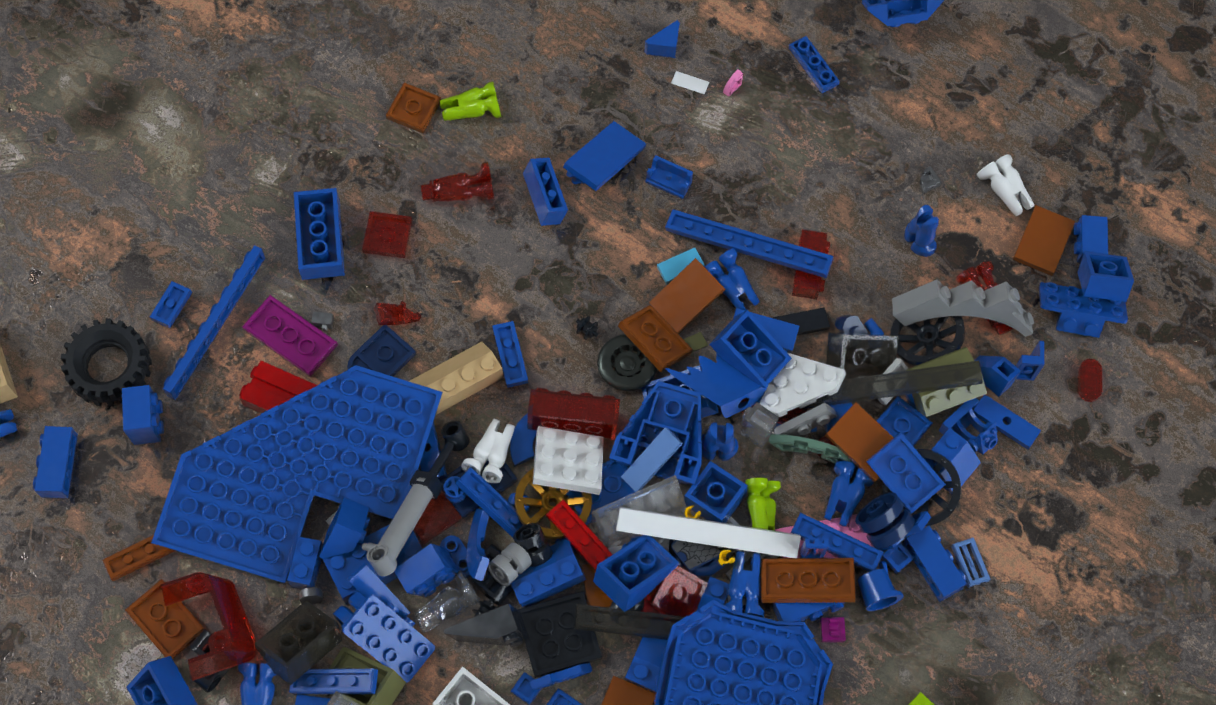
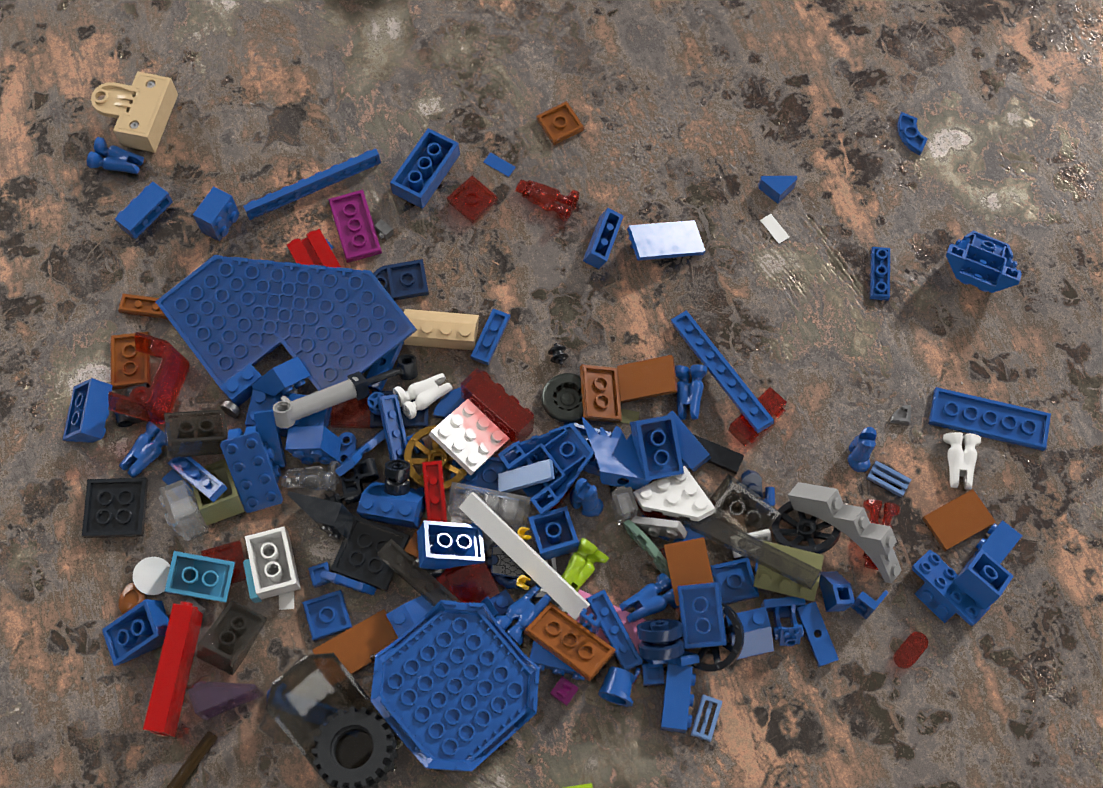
camera: 40 degrees right, 0 degrees up
(94, 339) = (219, 146): black tyre -> none
(170, 304) = (294, 154): blue plate -> none
(385, 185) = (499, 164): none -> blue sticker
(394, 315) = (434, 257): clear red slope -> none
(471, 103) = (601, 145): lime piece -> none
(509, 564) = (376, 476): light grey wheel -> none
(669, 177) = (702, 286): blue hinge -> none
(672, 267) = (654, 351): medium azure tile -> none
(733, 83) = (805, 248): bright pink tile -> none
(955, 243) = (891, 472): none -> medium blue tile
(1001, 134) = (990, 419): none -> blue tile

